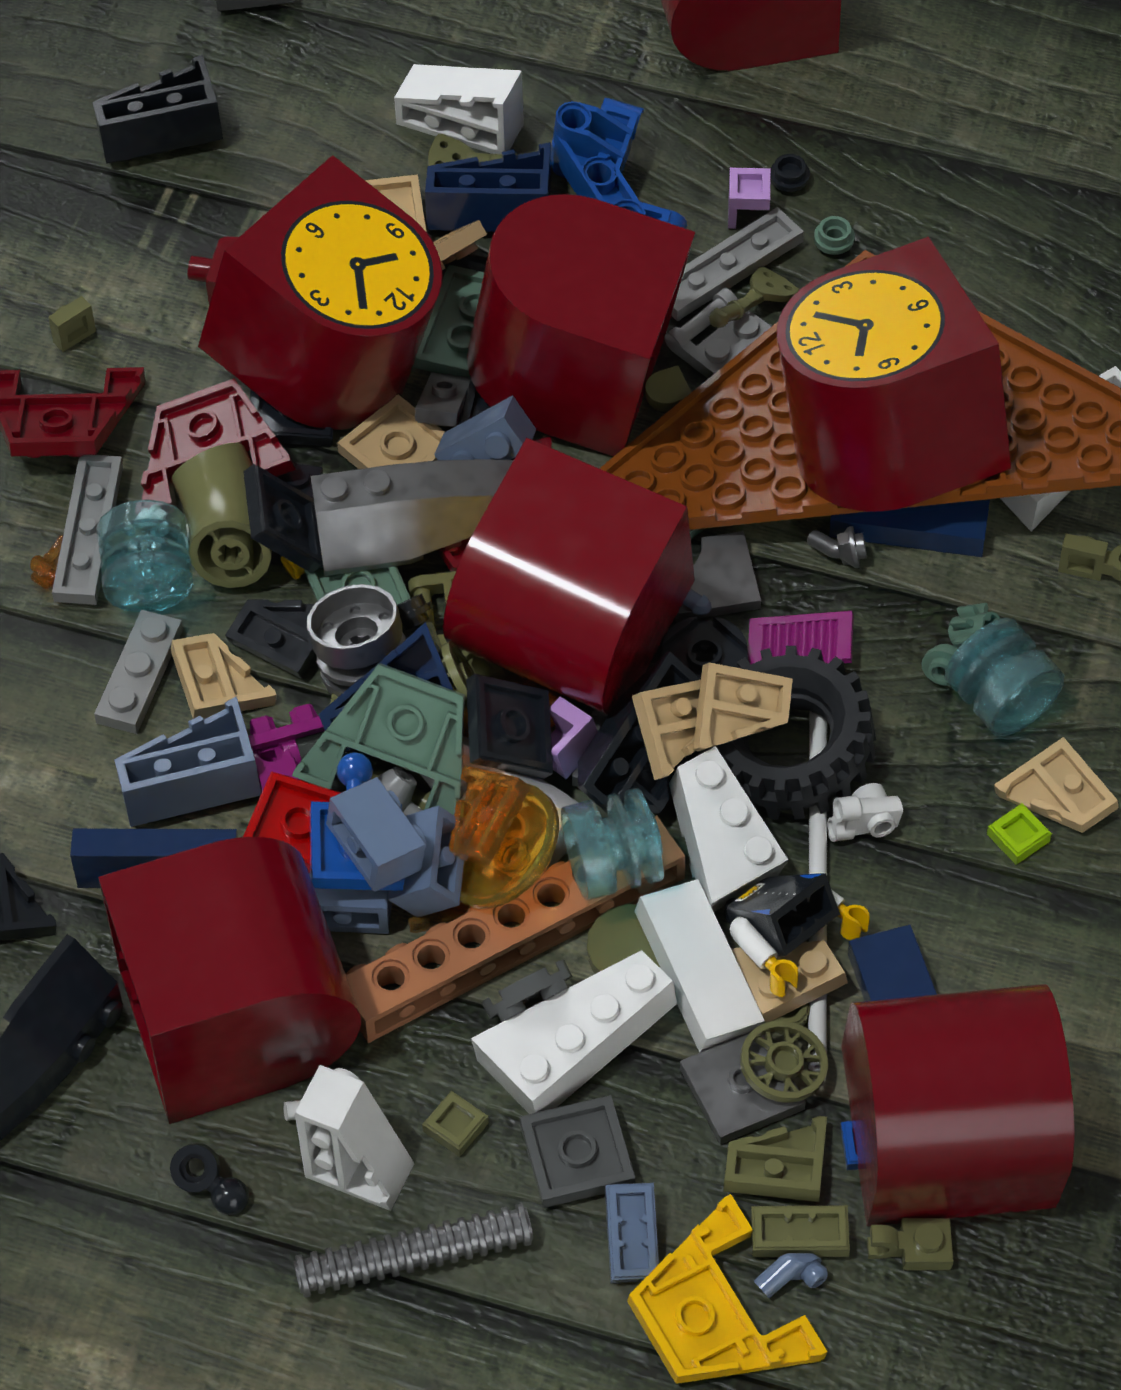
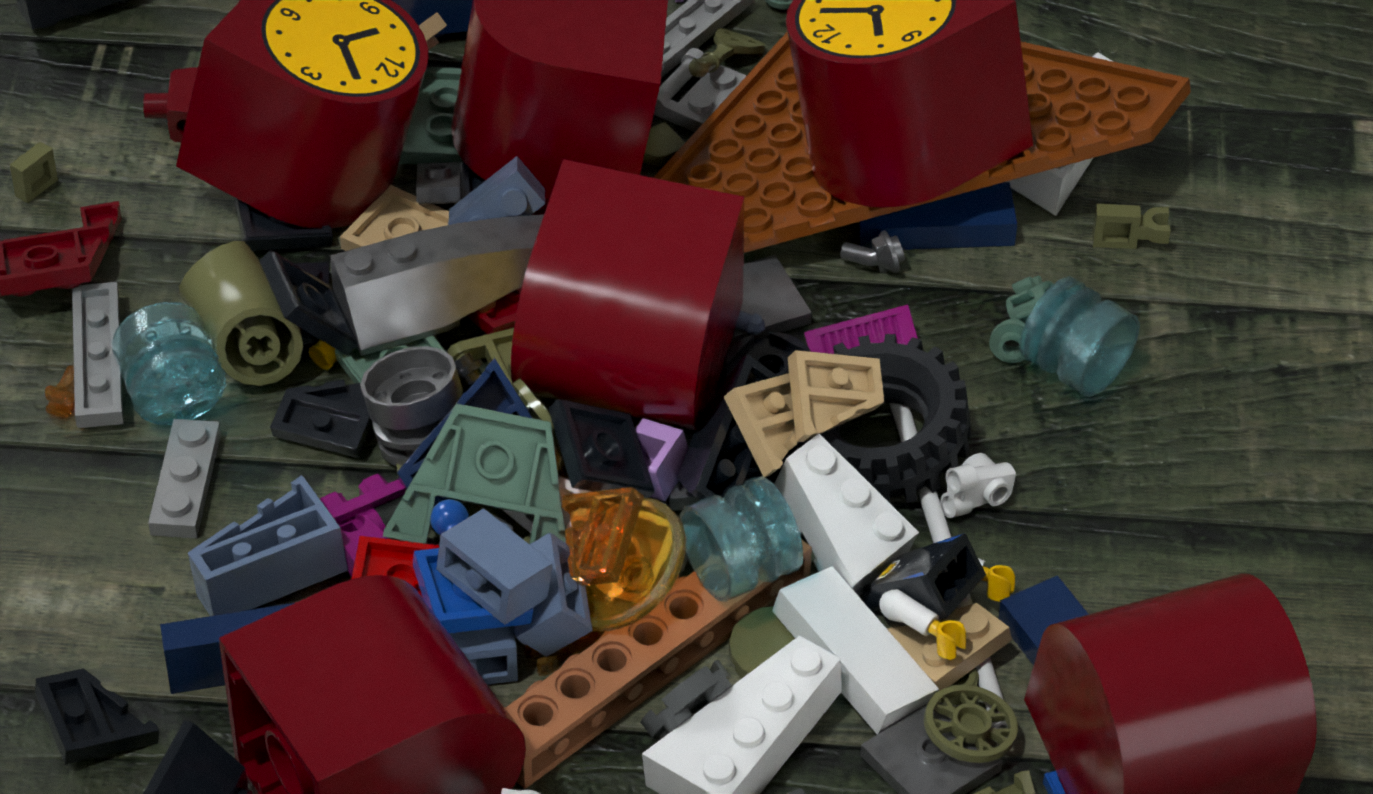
camera: 15 degrees left, 10 degrees down
(200, 423) = (187, 236): wing -> none
(215, 675) = (267, 467): tan wing -> none
(1019, 833) = (1134, 480): lime tile -> none
(1059, 788) = (1162, 431): tan wing -> none

